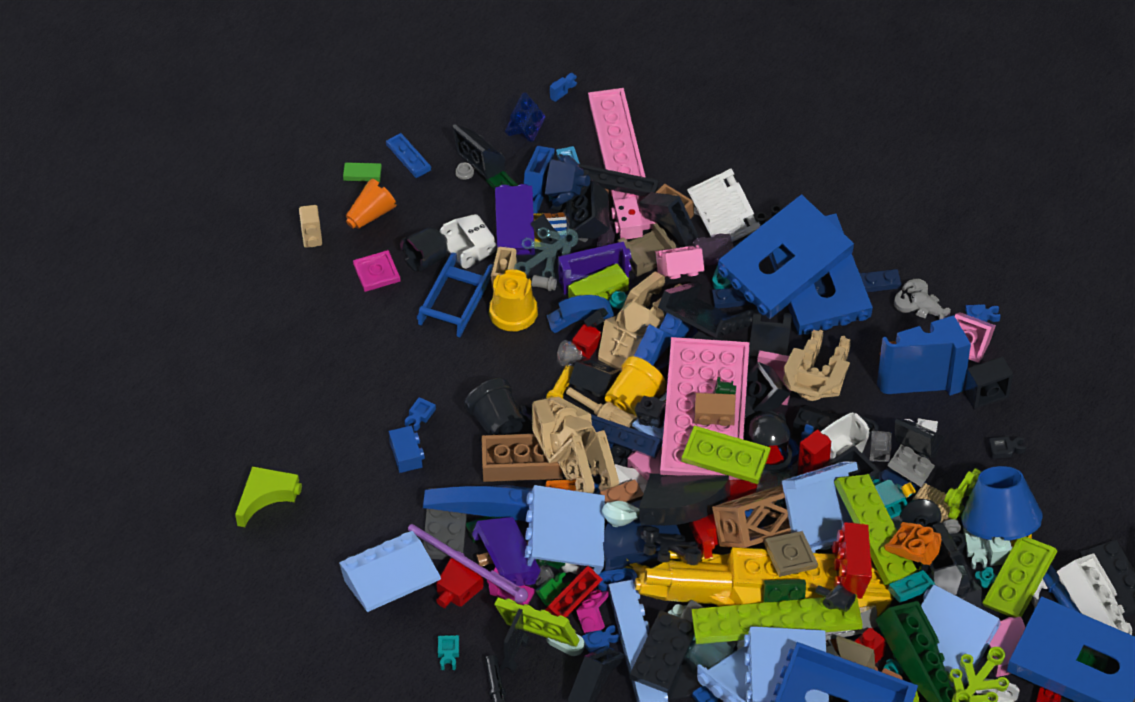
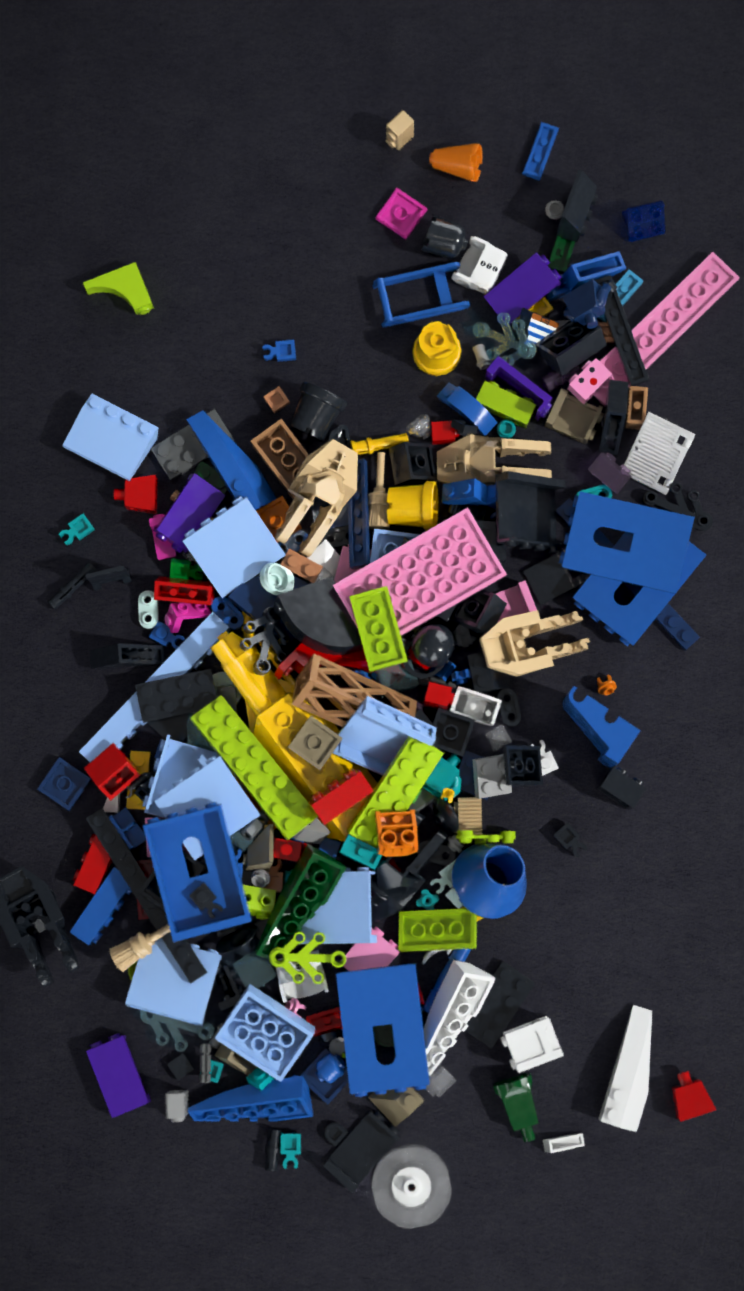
camera: 60 degrees right, 30 degrees up
(362, 171) = (495, 127): bright green tile -> none
(406, 449) = (238, 365): blue brick -> none
(459, 440) = (276, 399): none -> nougat plate
(504, 260) = (468, 315): tan brick -> none
(520, 593) = (151, 521): medium lavender bar -> none
(539, 622) = (135, 579): lime plate -> none
(560, 87) = (702, 224): blue plate -> none
(650, 411) = (387, 537): black brick -> none
(680, 261) = (572, 454): bright pink brick -> none
(715, 409) = (414, 591): medium nougat brick -> none
(724, 387) = (439, 587): dark green brick -> none
(784, 590) = (281, 757): dark green plate -> none
(837, 598) = (296, 806): black piece -> none
(920, 300) = (678, 678): light grey animal -> none
(978, 333) = (666, 741): bright pink slope -> none
(982, 313) = (699, 734): blue plate -> none

